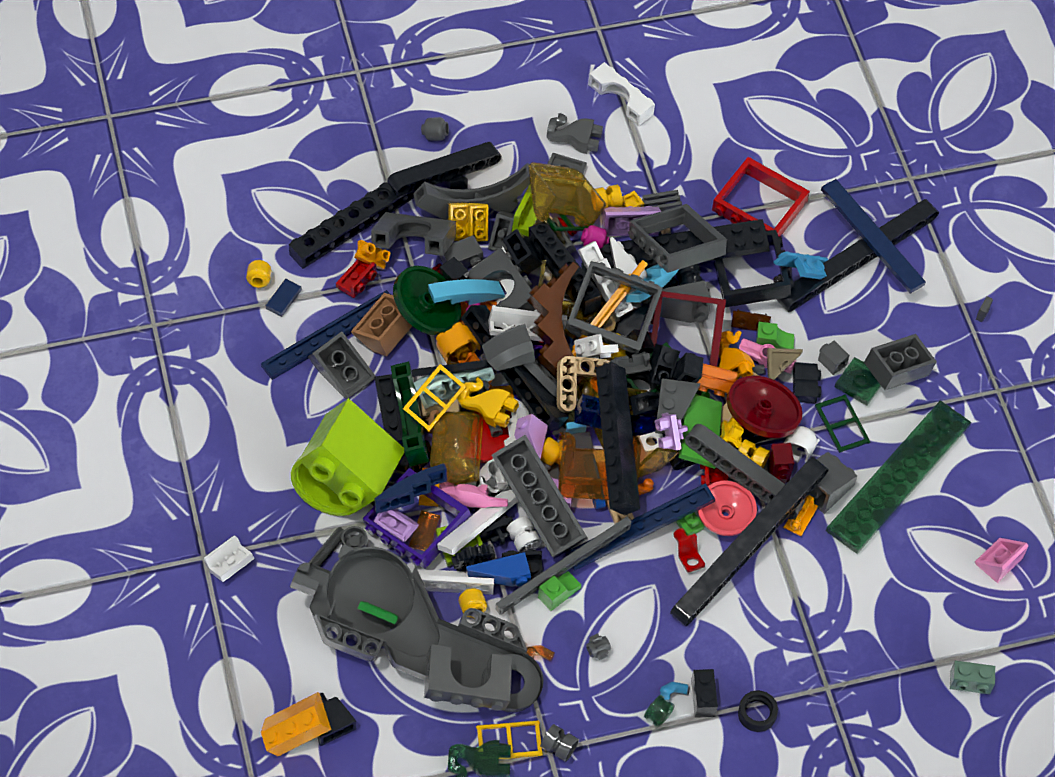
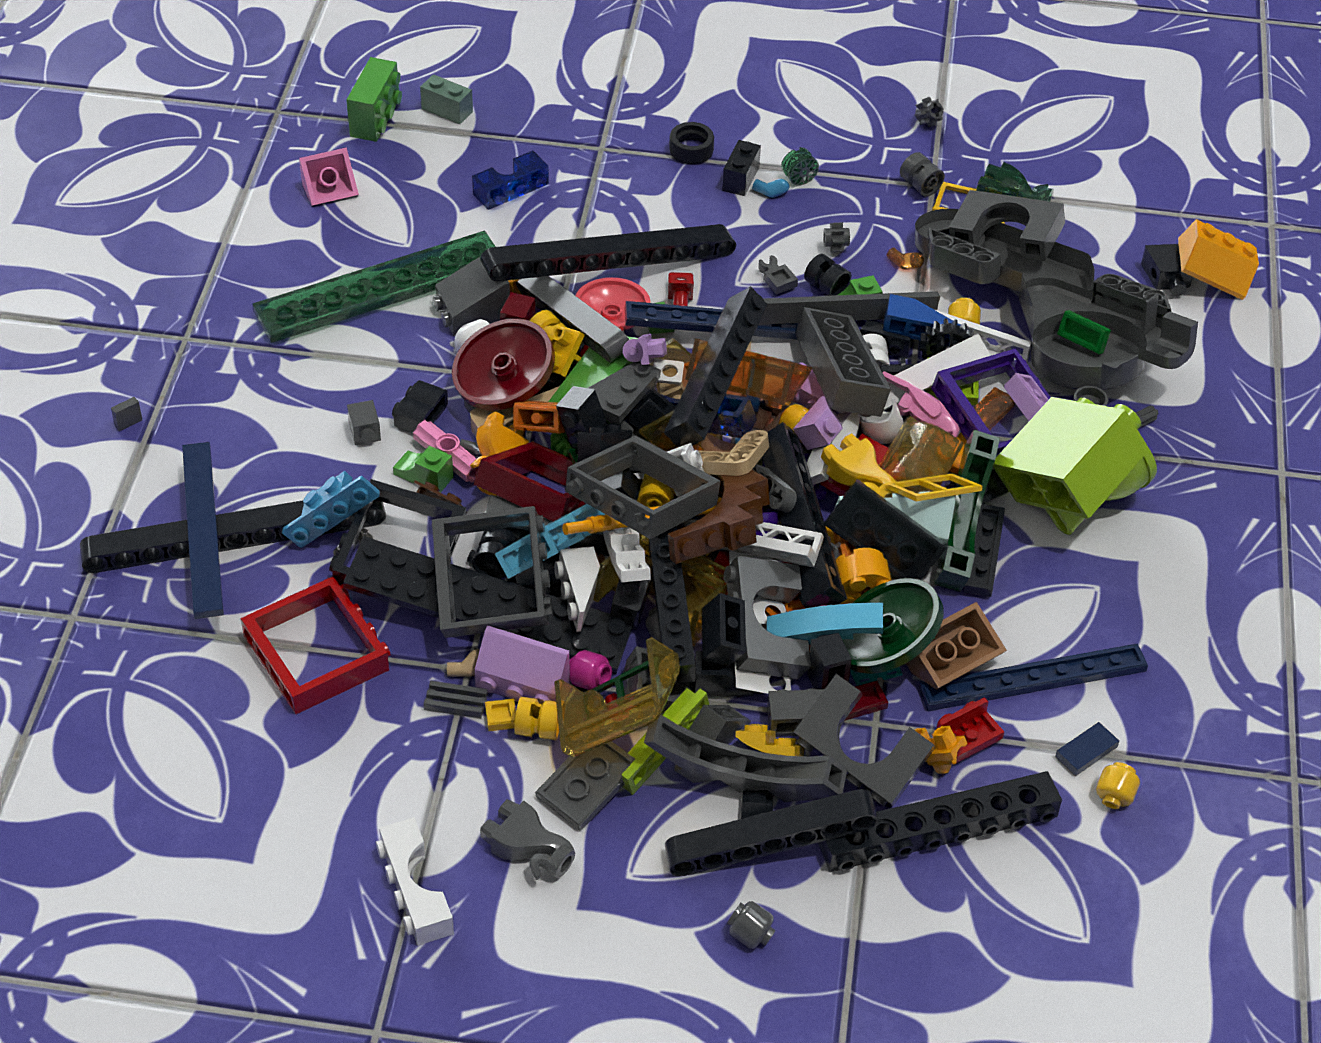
camera: 155 degrees left, 10 degrees down
(228, 559) = (1252, 445): white bracket -> none
(342, 365) = (1035, 623): dark grey slope -> none
(403, 492) = (997, 407): dark blue slope -> none
(509, 348) = (809, 501): dark grey slope -> none
(588, 602) = (827, 275): none -> black wheel
(625, 593) = (777, 277): none -> dark grey plate
(780, 360) = (441, 422): dark tan tile -> none
(845, 422) = (402, 362): dark green window -> none
(858, 382) = (347, 387): clear green plate -> none
(862, 624) = (496, 189): none -> clear blue arch
(900, 362) = (289, 376): dark grey brick -> none
(1022, 642) = (373, 99): none -> bright green brick

